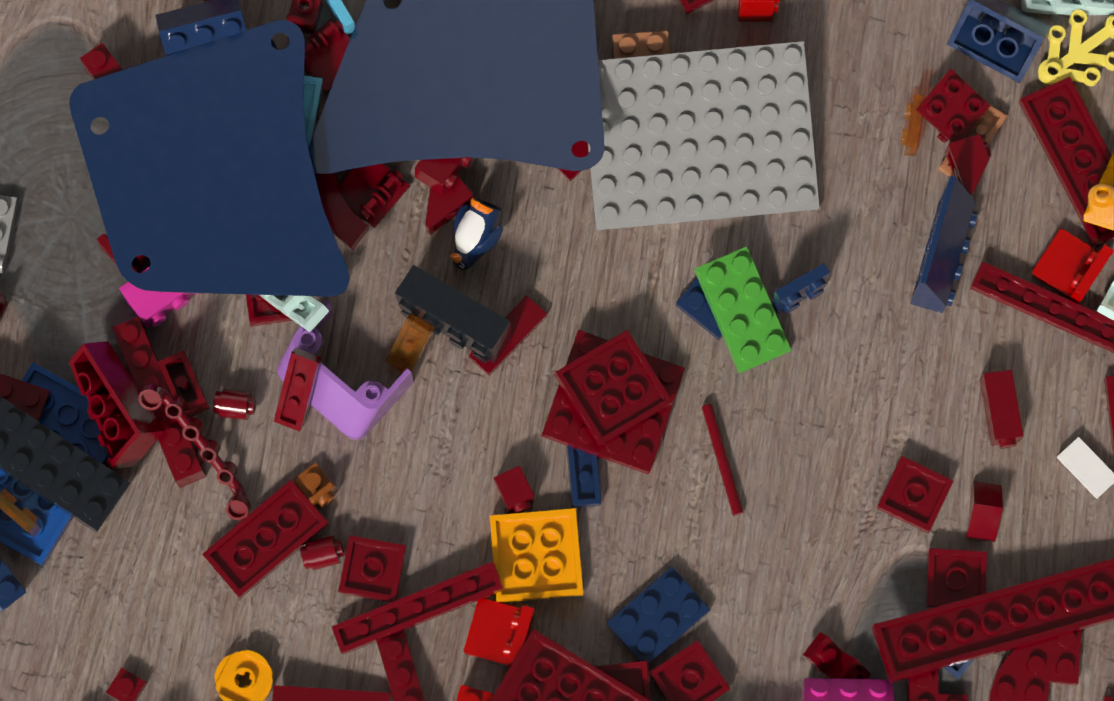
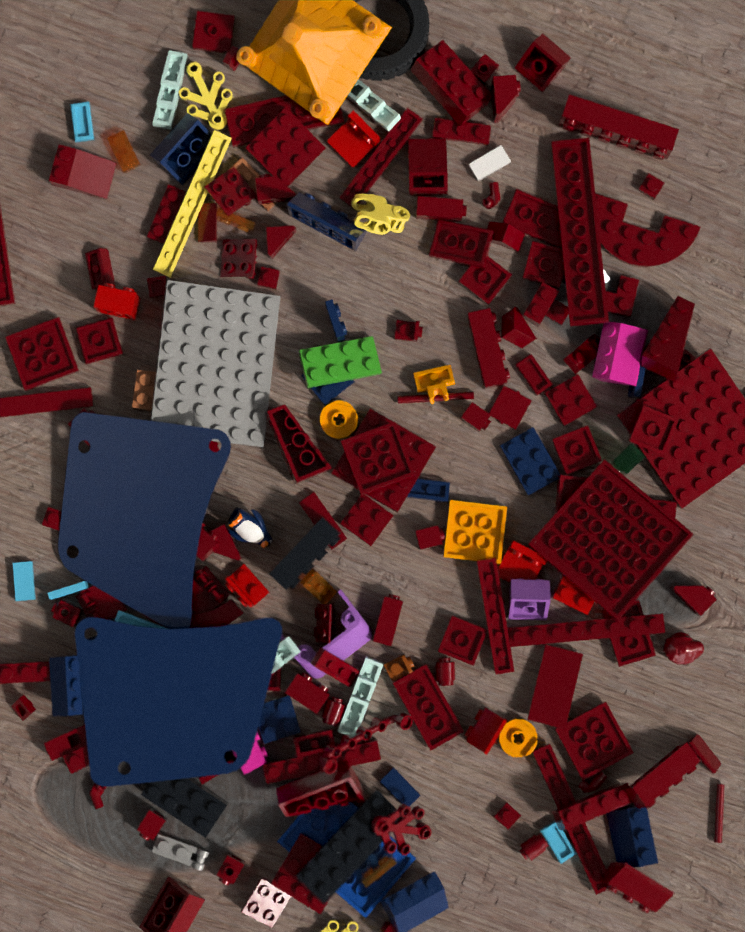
camera: 80 degrees left, 10 degrees up
(27, 184) = (151, 825): none -> dark red brick
(58, 102) = (95, 795): none -> dark red arm
(66, 227) = (187, 802): none -> black brick
(80, 526) = (383, 824): none -> dark red plant
(120, 43) = (66, 743): none -> dark red brick
(140, 523) = (400, 787): none -> dark blue tile
(208, 329) = (278, 720): none -> dark blue plate
(246, 627) = (485, 730): none -> red slope
(254, 362) = (307, 692): none -> dark red brick
(263, 439) = (360, 696): none -> light aqua slope
(372, 358) = (323, 631): none -> dark red hinge
(381, 455) = (388, 620): none -> dark red brick
(389, 245) = (247, 586): none -> red bracket
(451, 652) = (529, 599): none -> medium lavender slope
(522, 397) = (366, 519): none -> dark red plate
(600, 277) = (295, 445): none -> dark red wedge
(670, 315) = (333, 410): none -> light orange plate
(705, 522) = (476, 417): none -> dark red brick
(731, 571) = (509, 407): none -> dark red piece
(744, 451) = (434, 381): none -> light orange plate
(762, 658) = (570, 400): none -> dark red plate
(788, 596) = (533, 374): none -> dark red tile
(793, 33) = (156, 286): none -> dark red plate
(811, 400) = (408, 331): none -> dark red bracket
(811, 518) = (487, 348): none -> dark red brick
(841, 189) = (268, 278): none -> dark red plate
(849, 554) = (516, 328): none -> dark red slope
(860, 141) = (238, 258): none -> dark red hinge
(888, 609) = (557, 312): none -> dark red plate
(894, 582) = (540, 304): none -> dark red brick
(899, 31) = (166, 214): none -> dark red plate
(899, 89) = (208, 223): none -> dark red slope
(901, 187) = (277, 238): none -> dark red slope
(922, 59) = (191, 204): none -> light yellow plate
(957, 449) = (461, 243): none -> dark red tile
(970, 319) = (380, 215): none -> light yellow piece
(1022, 546) = (534, 218): none -> dark red tile
(1035, 171) = (285, 147): none -> dark red plate
(1037, 484) = (494, 196): none -> dark red arm
(1058, 377) = (427, 167): none -> dark red slope

